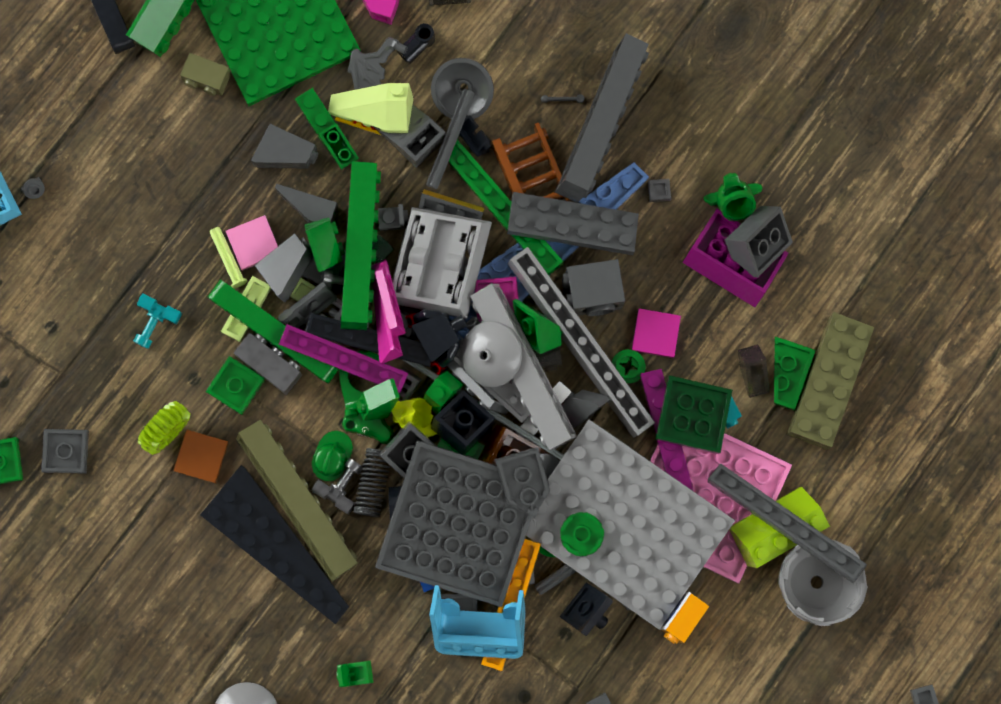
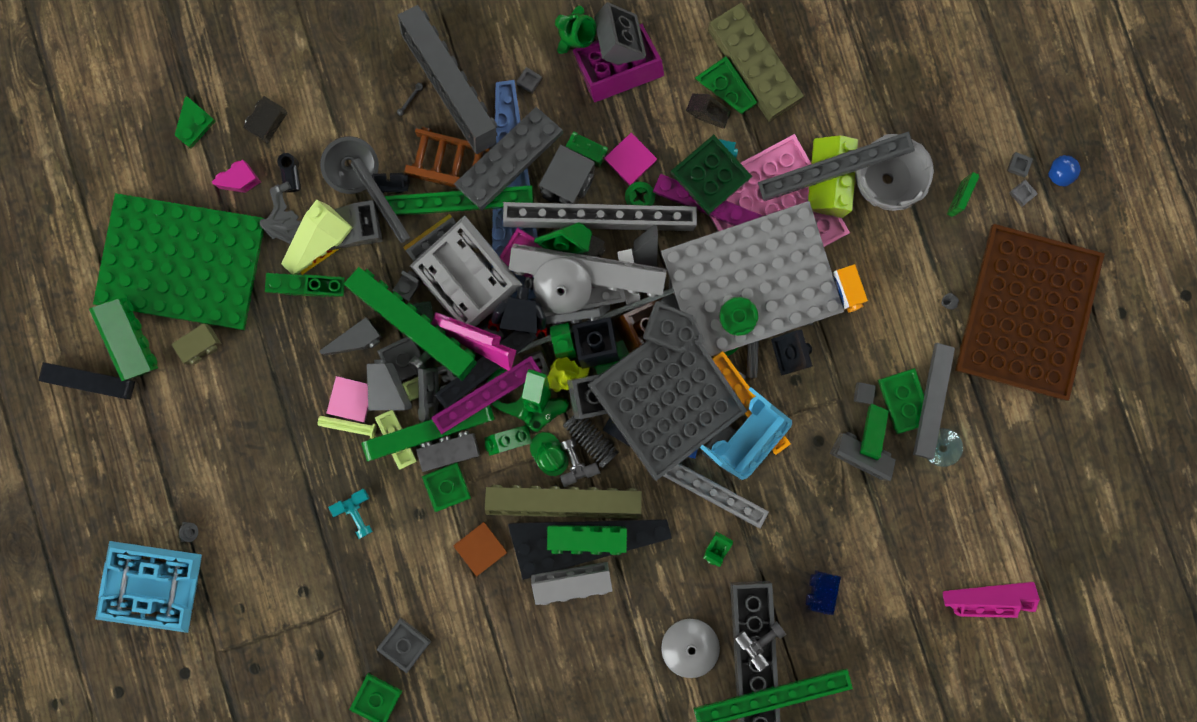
camera: 50 degrees left, 5 degrees up
(164, 427) = (440, 561): lime gear -> none
(227, 561) = (571, 583): none -> light grey brick
(278, 544) = (587, 538): none -> green wedge
(284, 150) = (298, 327): dark grey slope -> none
(317, 409) = (507, 440): none -> green bracket
(324, 244) = (390, 347): green slope -> none
(405, 636) = (717, 495): none -> light grey tile
(635, 286) = (587, 148): none -> green hinge
(853, 663) = (963, 194): none -> green tile

